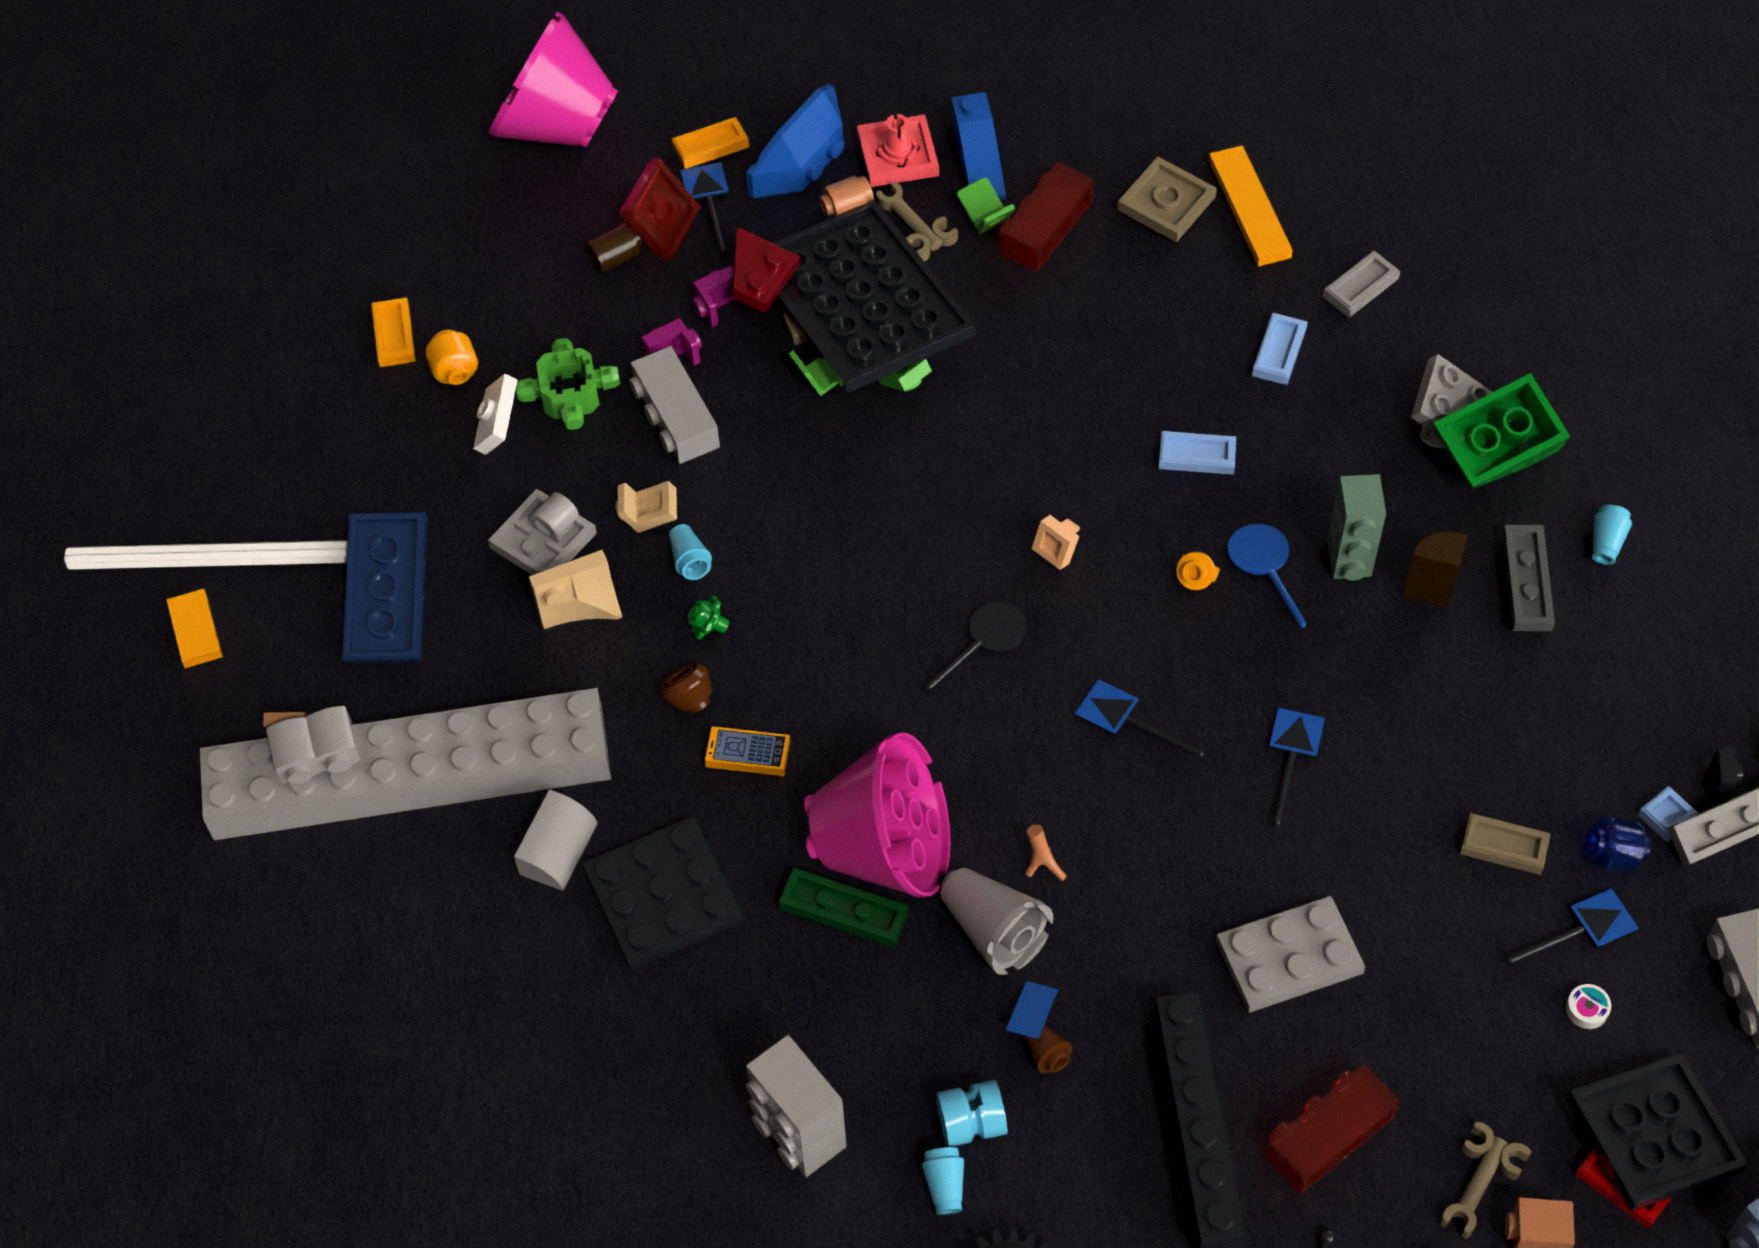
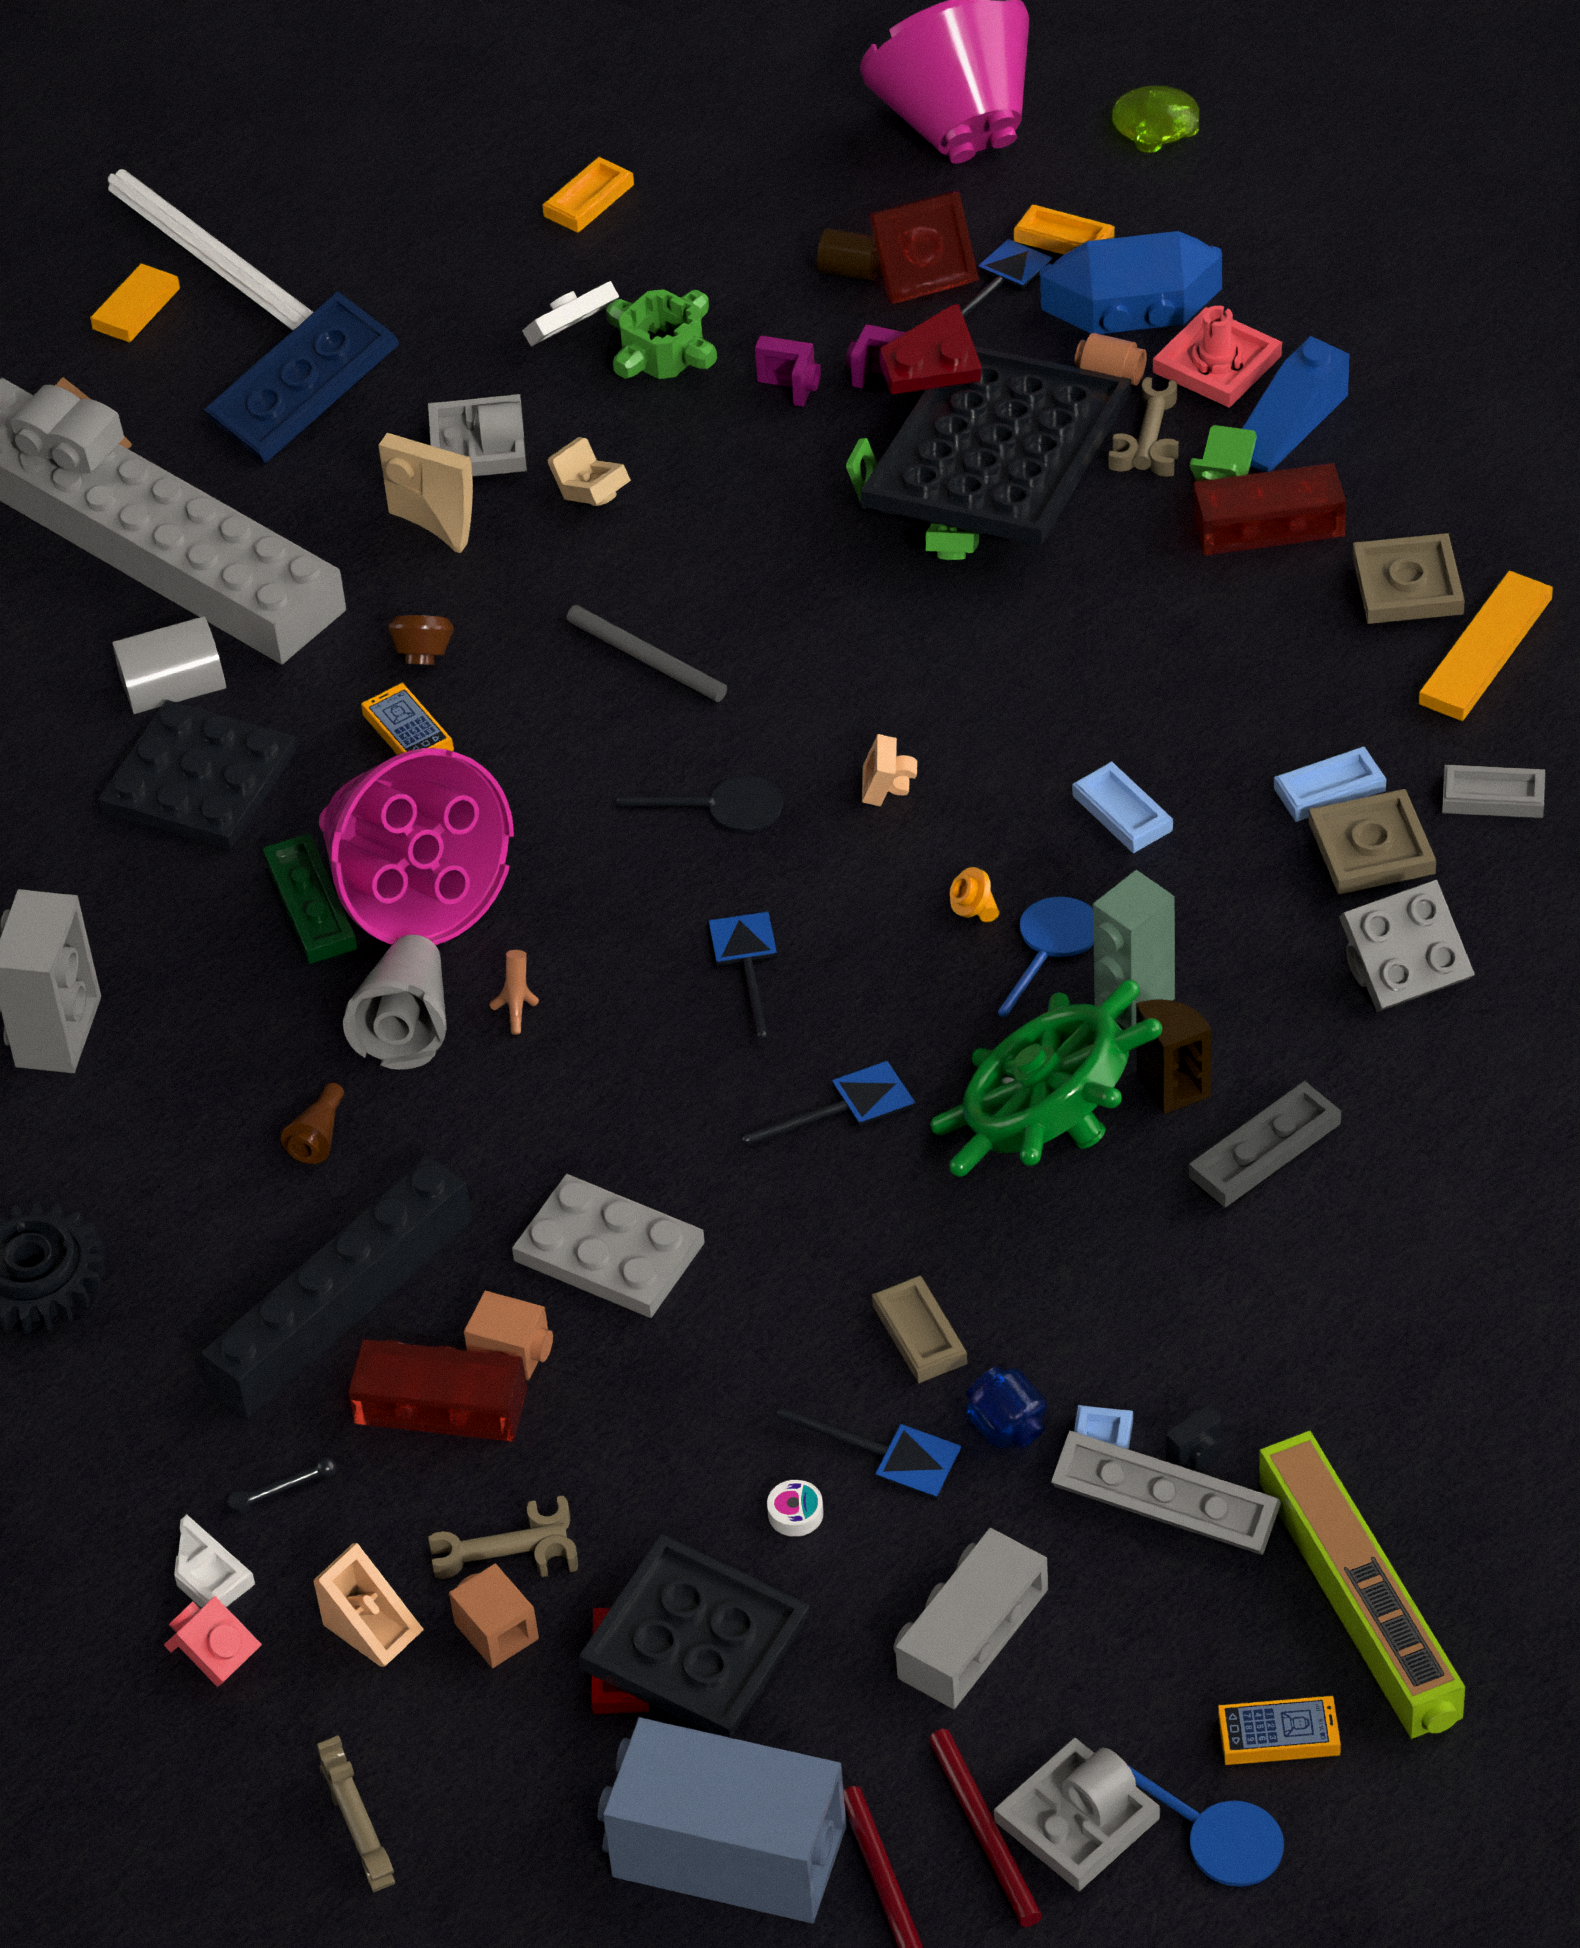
camera: 50 degrees right, 10 degrees down
(451, 357) = (596, 243): light orange head -> none
(666, 34) = (1156, 116): none -> clear neon green dish
(674, 405) = (722, 416): light grey brick -> none
(689, 553) = (571, 540): medium azure cone -> none
(706, 617) = (513, 598): green plant -> none
(821, 585) = (647, 653): none -> dark grey bar
(944, 1178) = (101, 1151): medium azure cone -> none
(971, 1113) = (182, 1120): medium azure wheel -> none
(1032, 1010) = (339, 1095): blue sticker -> none
(1322, 1058) = (510, 1328): none -> nougat brick
(1349, 362) = (1372, 841): none -> dark tan plate
(1412, 640) = (1047, 1080): none -> green piece
(1502, 432) = (1404, 997): green slope -> none
(1609, 533) = (1400, 1173): medium azure cone -> none

